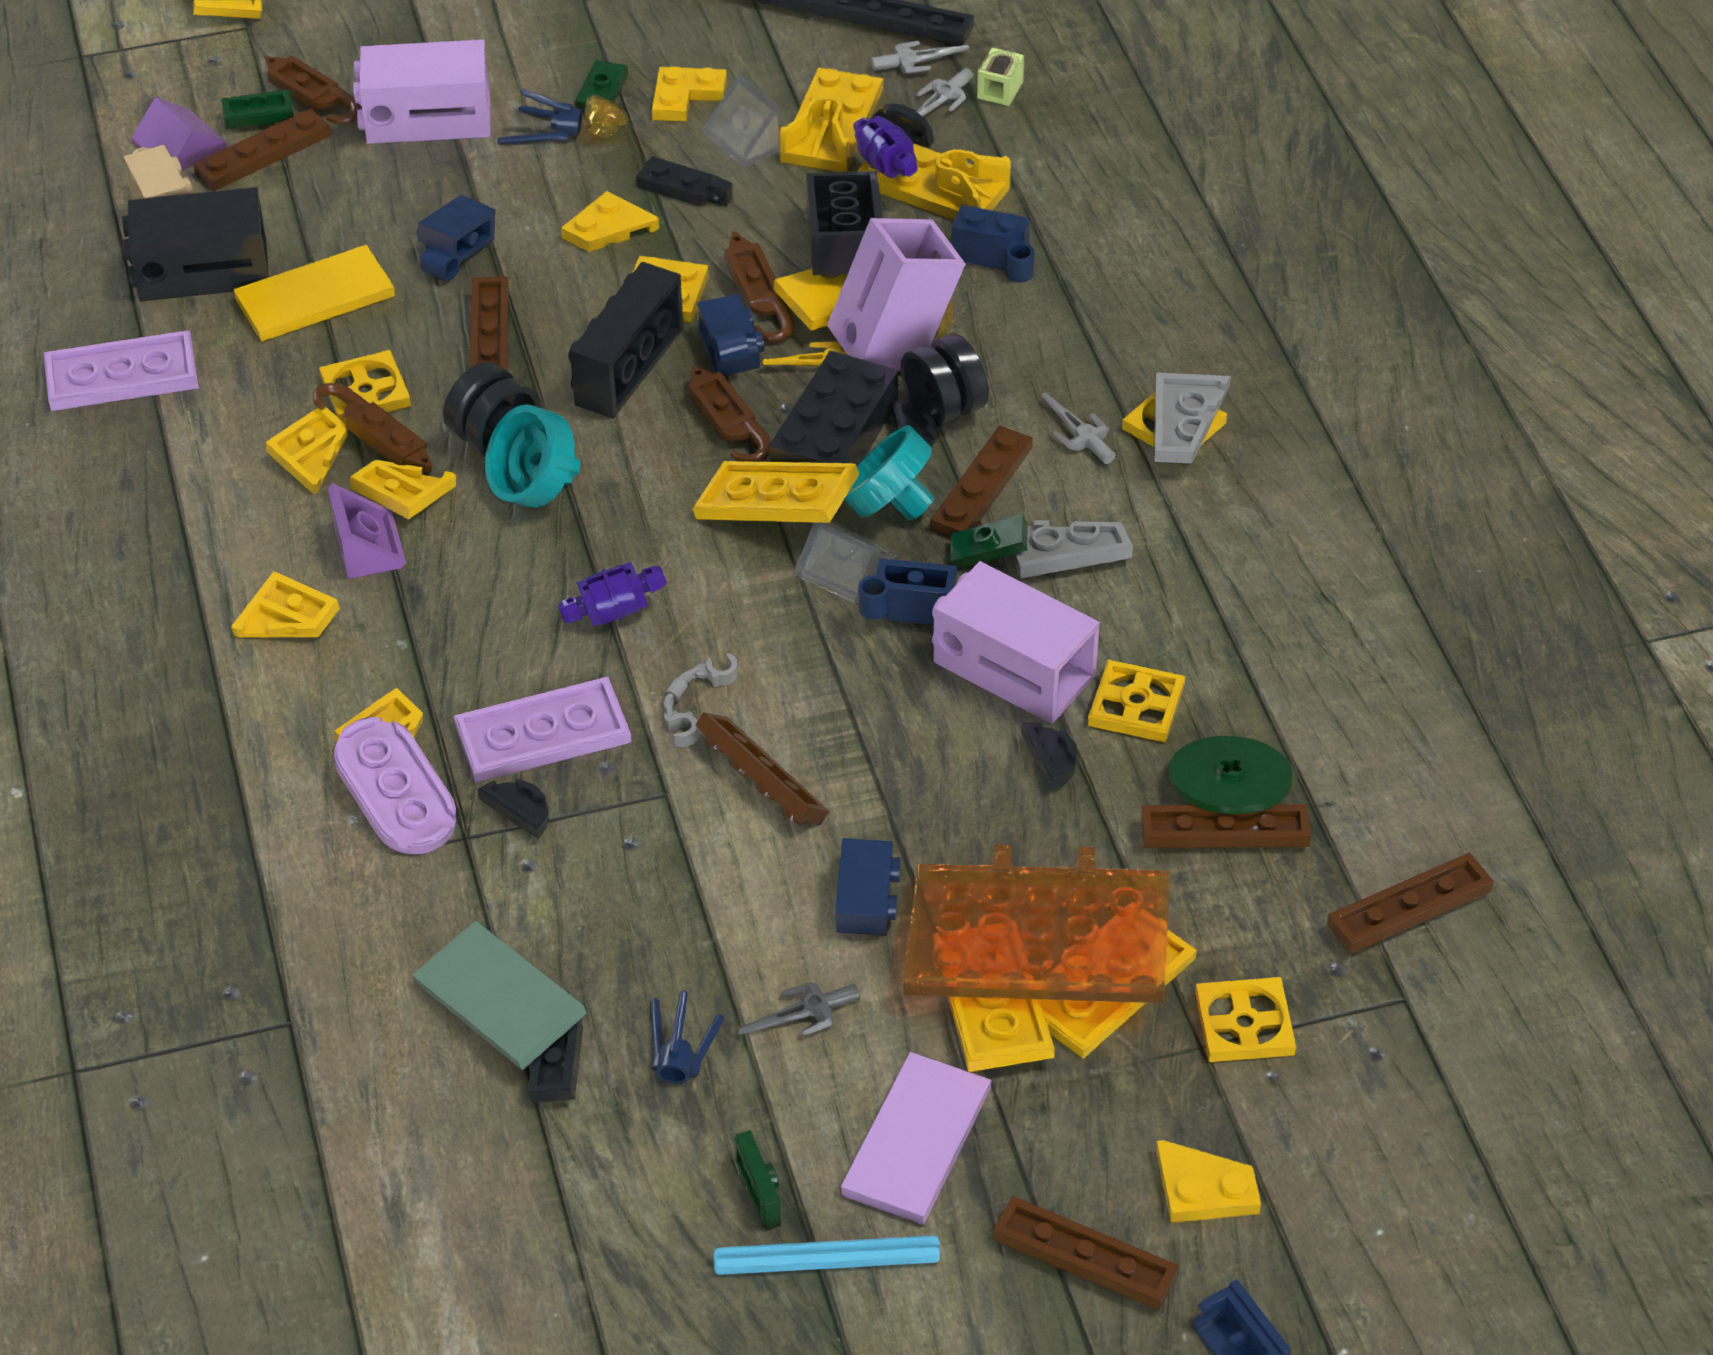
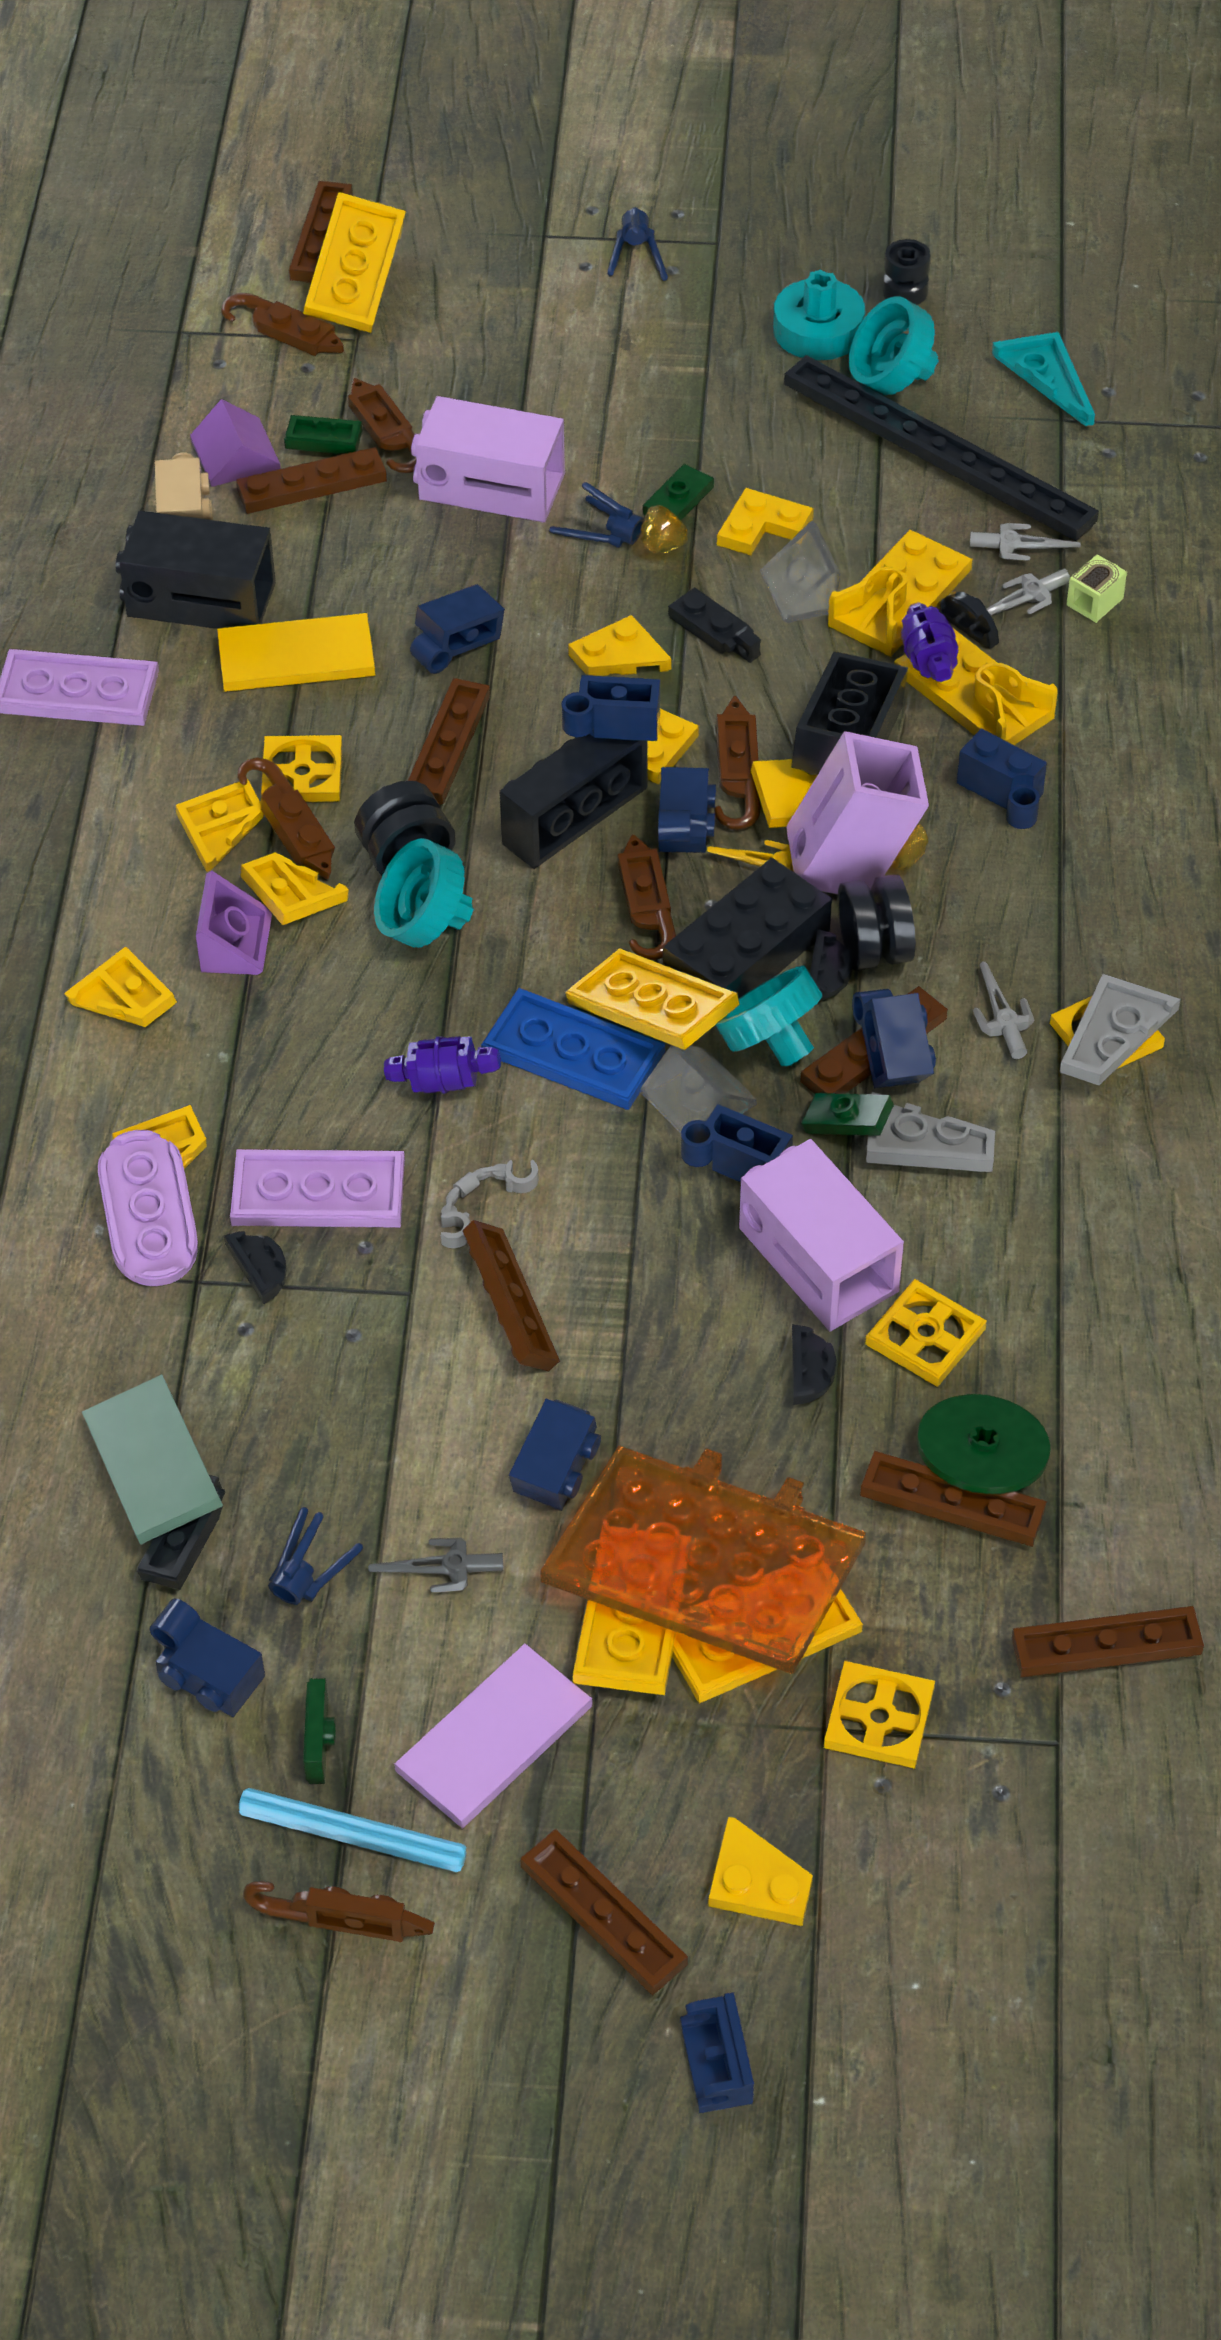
camera: 20 degrees right, 5 degrees up
(180, 28) = (286, 324): none -> reddish brown plate
(627, 1149) = (205, 1660): none -> dark blue hinge
(649, 255) = (613, 708): none -> dark blue hinge
(721, 553) = (574, 1048): none -> blue tile
(852, 1325) = (341, 1911): none -> reddish brown plate
(1002, 467) = (894, 1037): none -> dark blue hinge

